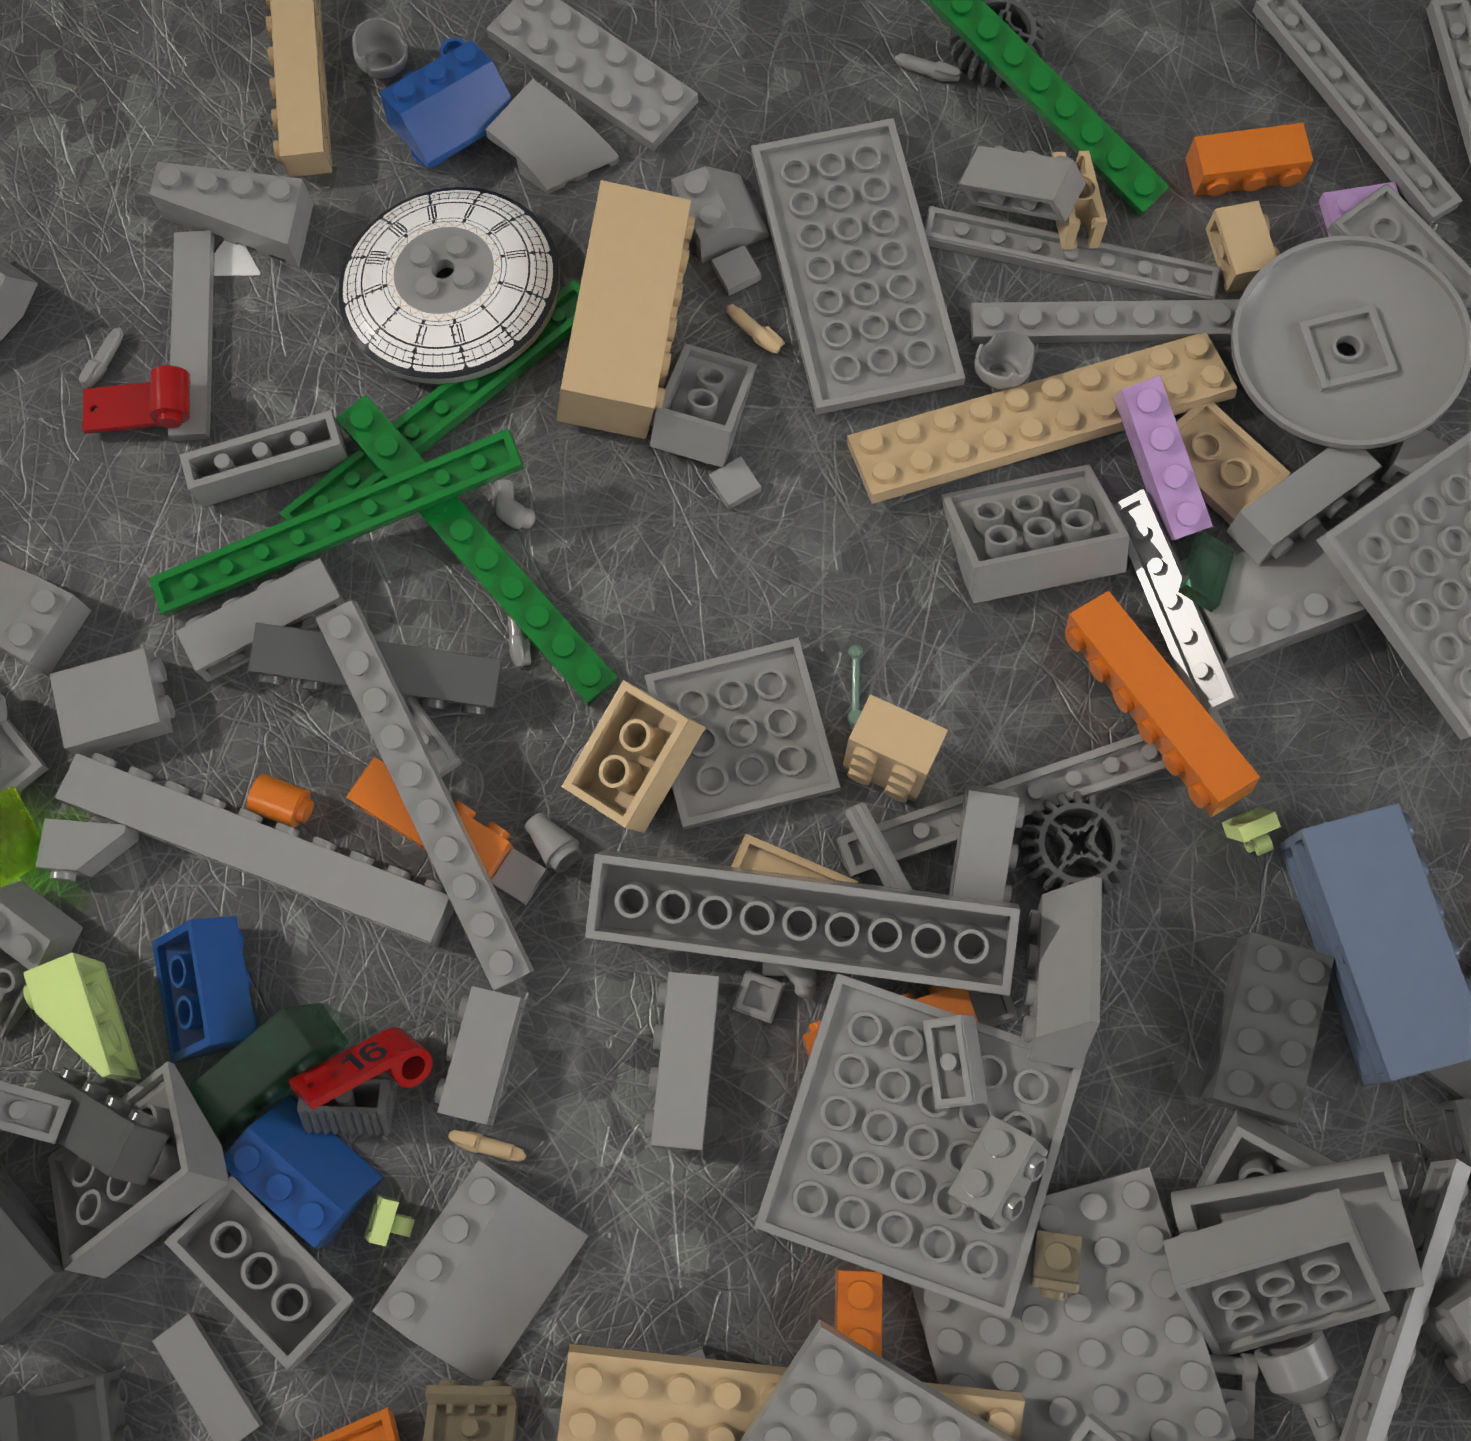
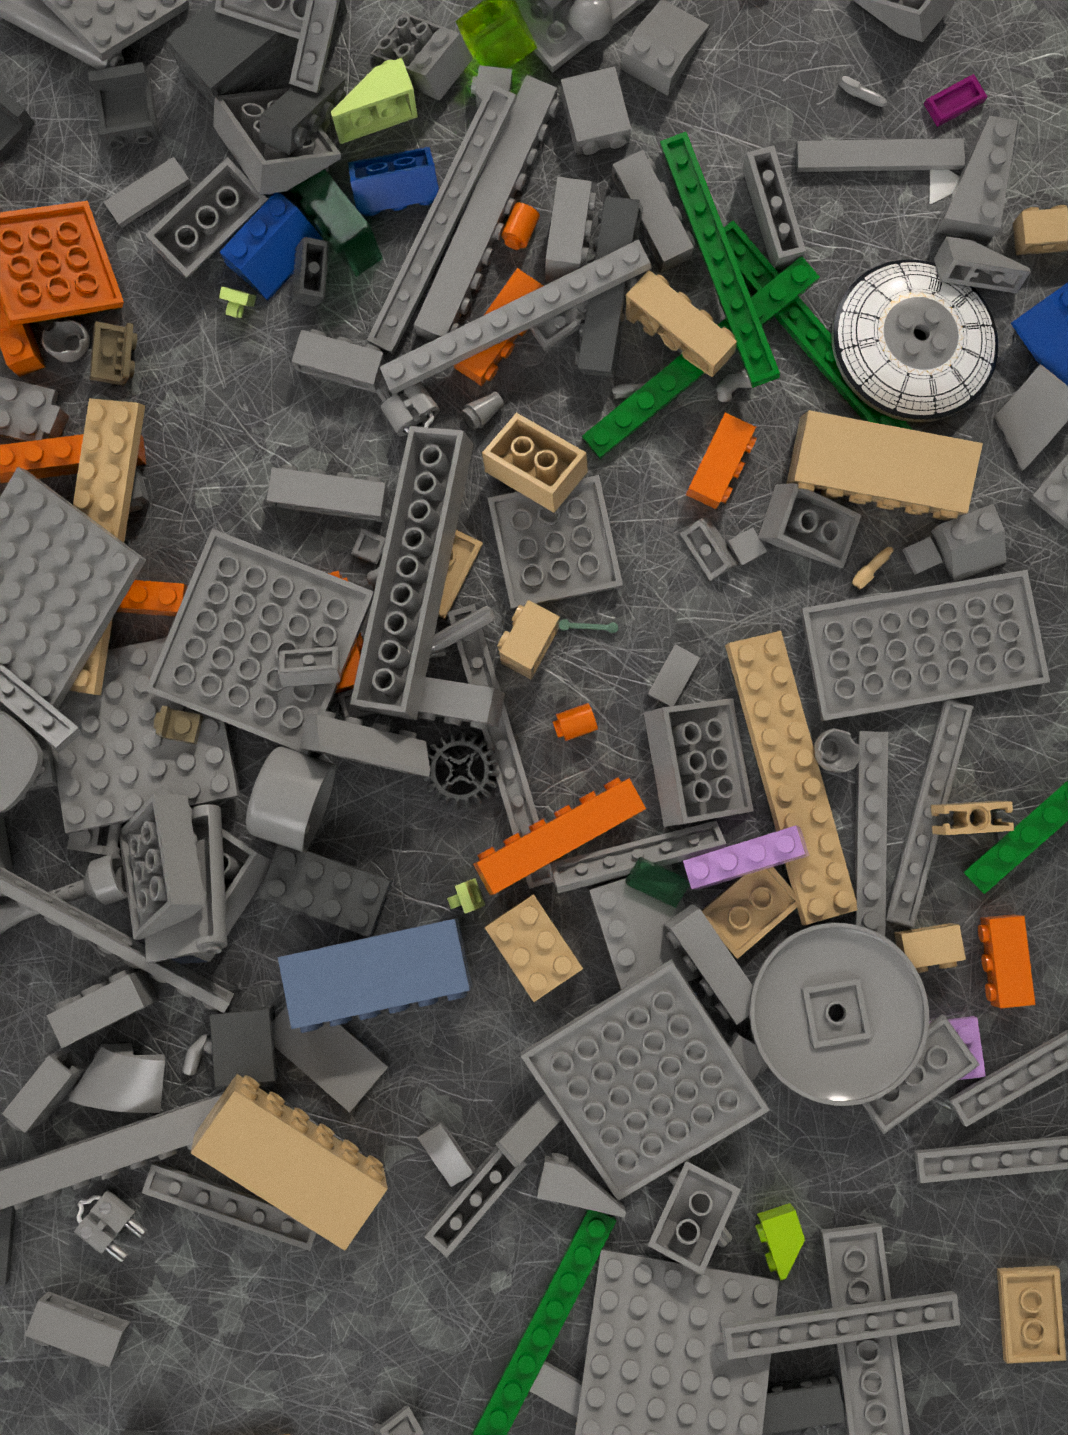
camera: 90 degrees right, 10 degrees up
(119, 246) = (955, 100): none -> magenta tile
(139, 405) = (822, 128): red door -> none
(269, 910) = (442, 218): none -> light grey plate
(292, 726) = (569, 227): none -> light grey brick
(350, 211) = (977, 266): none -> light grey slope
(387, 1051) = (342, 298): red door -> none
(434, 565) = (679, 323): none -> tan wedge
(477, 1143) = (283, 362): tan piece -> none
(481, 1273) = (202, 360): light grey slope -> none
(519, 876) = (460, 388): light grey tile -> none
(553, 948) = (409, 408): none -> light grey piece
(619, 516) = (722, 461): none -> orange brick
(738, 531) = (709, 548): none -> light grey slope
(917, 570) = (673, 676): none -> light grey tile
(994, 693) = (575, 722): none -> orange brick
(999, 1172) = (234, 688): light grey bracket -> none
(1023, 182) = (984, 774): light grey brick -> none
(1154, 1079) = (290, 798): none -> light grey piece
(1311, 734) = (533, 947): none -> tan brick

